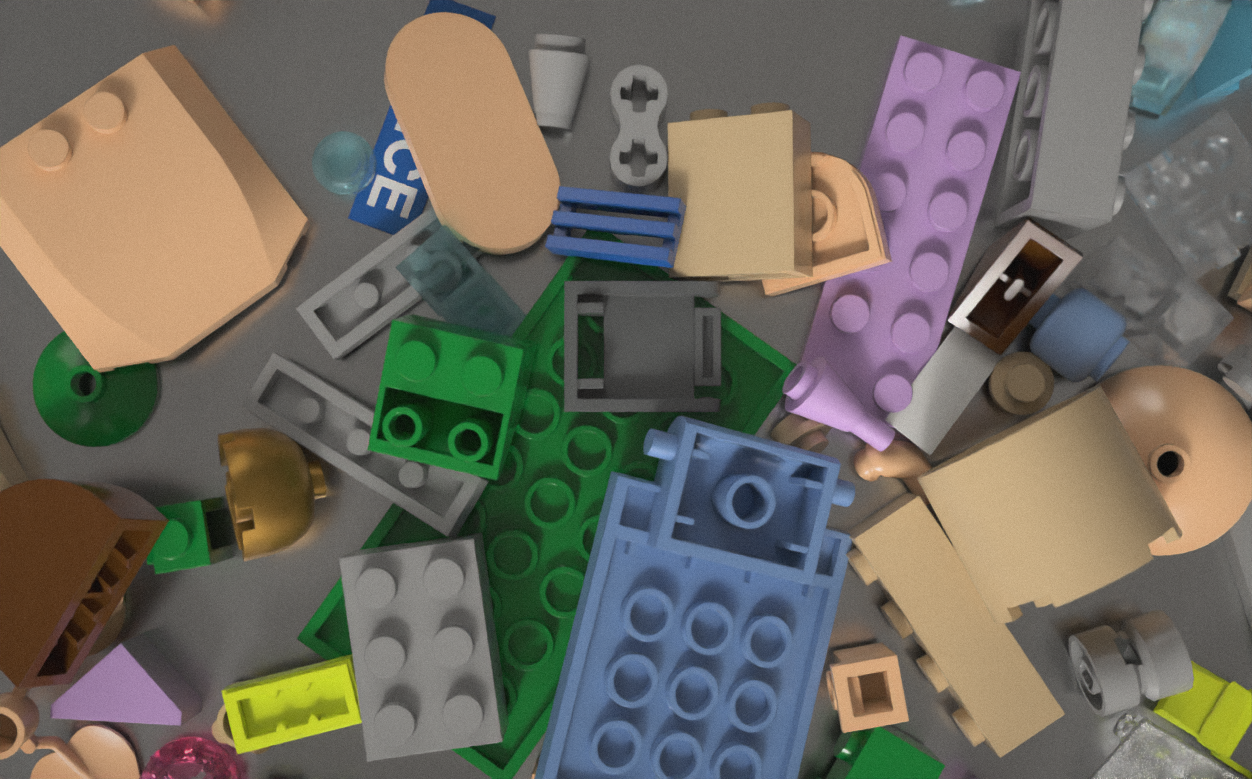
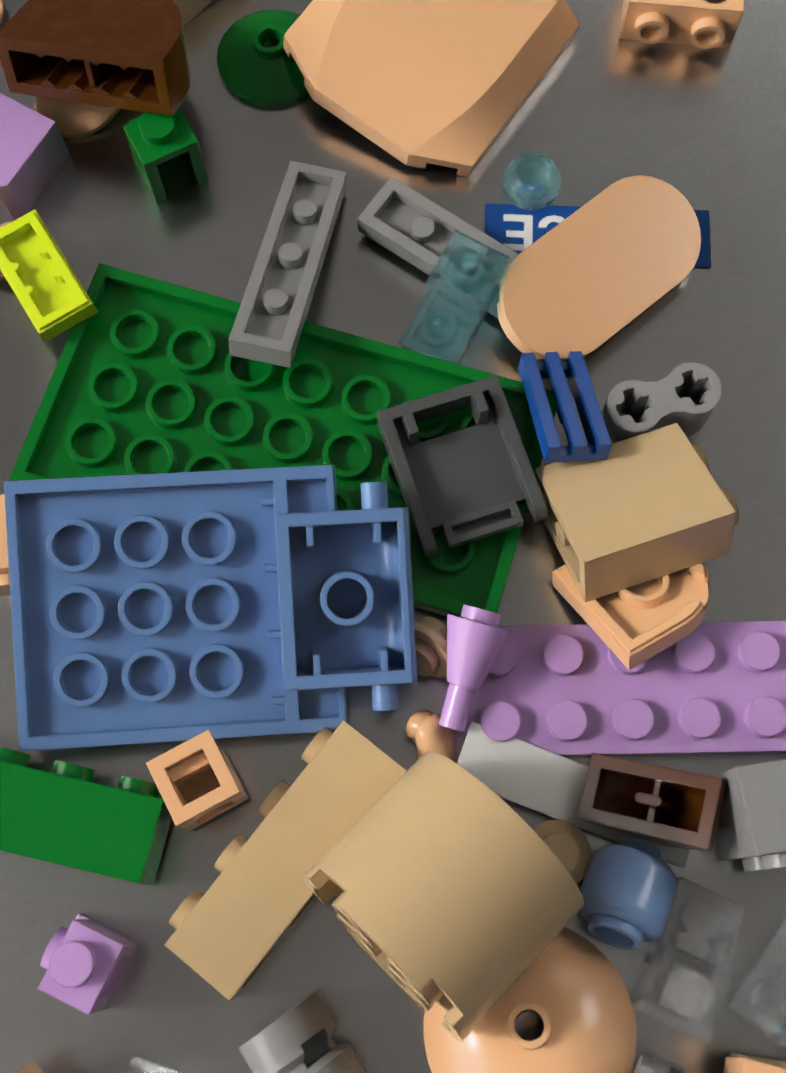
camera: 75 degrees right, 15 degrees down
(268, 489) = (224, 197): pearl gold cylinder -> none
(424, 646) = (123, 357): light grey brick -> none
(450, 395) = (359, 308): green slope -> none
(557, 78) = (678, 326): light grey cone -> none

